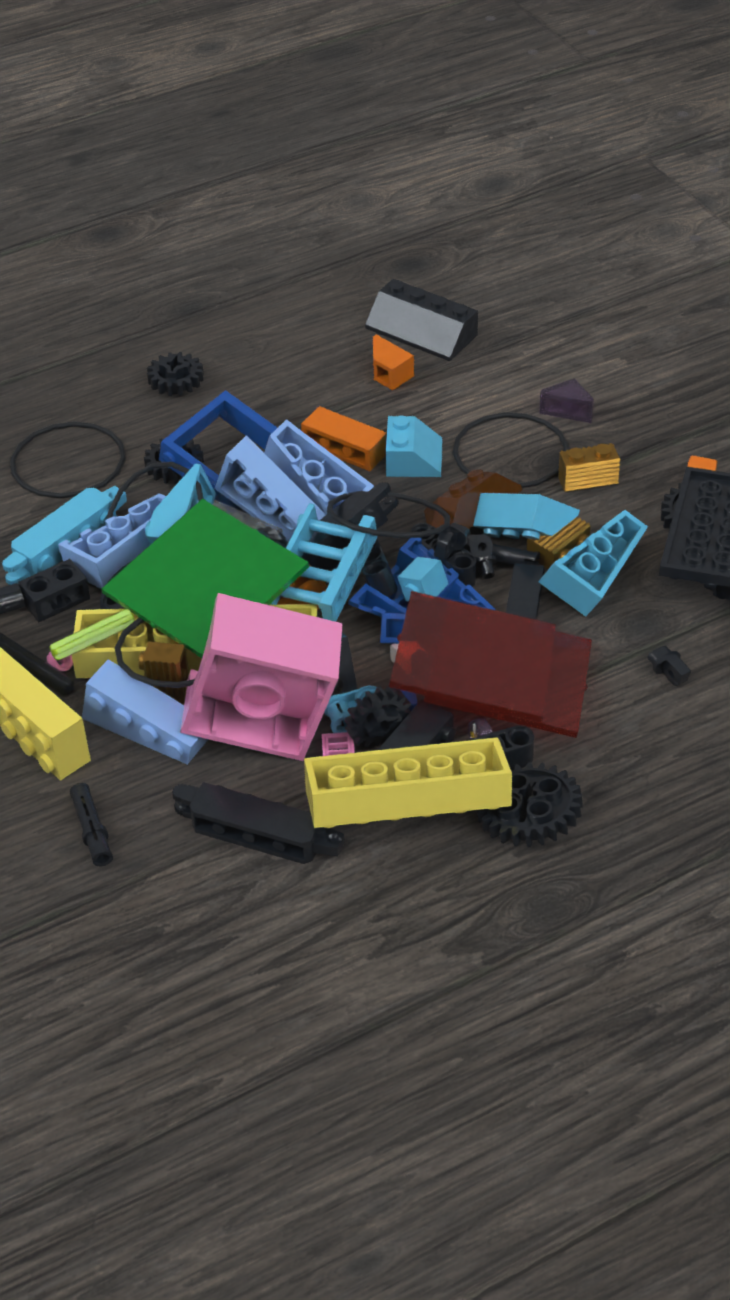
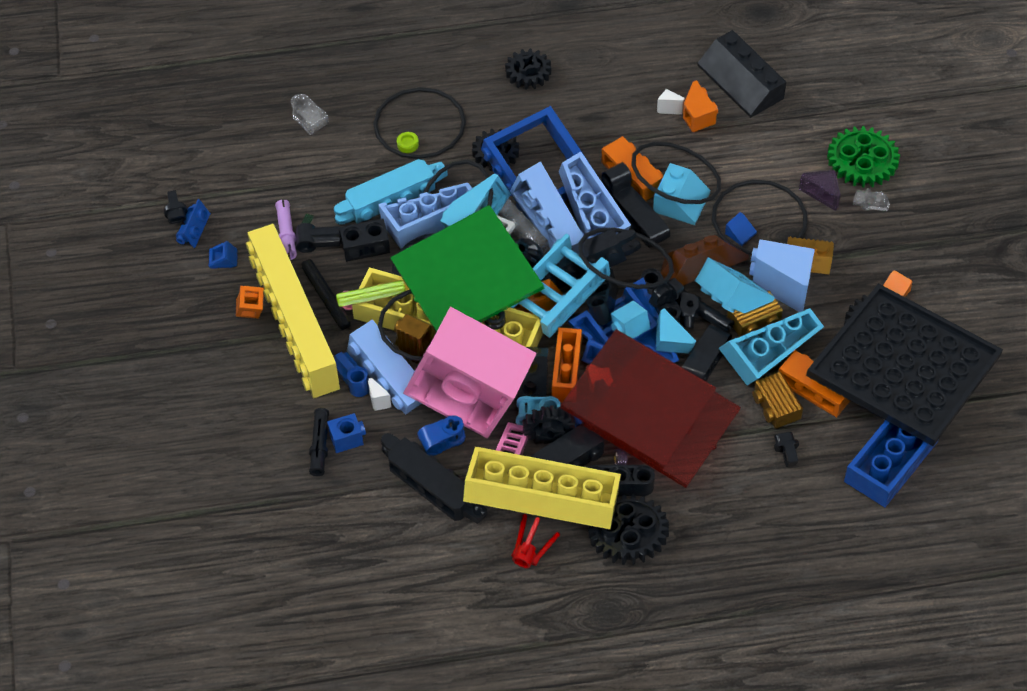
camera: 20 degrees right, 10 degrees up
(62, 481) = (407, 142): none -> lime tile
(107, 738) = (352, 374): none -> blue piece
(122, 803) = (341, 440): none -> blue brick
(146, 750) = (379, 396): none -> white slope
(243, 771) = (440, 436): none -> blue piece
(339, 443) = (636, 210): none -> black beam
(356, 366) = (670, 103): none -> white slope
(366, 646) = (566, 362): none -> orange brick
(394, 444) = (668, 196): none -> black piece
(415, 872) = (525, 554): none -> red plant
(479, 582) = (672, 336): none -> medium azure slope
(497, 462) = (740, 229): none -> blue slope
(575, 480) = (783, 271): none -> light blue slope
(583, 361) = (863, 156): none -> green gear
(624, 400) = (871, 200): none -> clear piece
(632, 618) = (777, 400): none -> pearl gold brick
(645, 589) = (795, 371): none -> orange brick

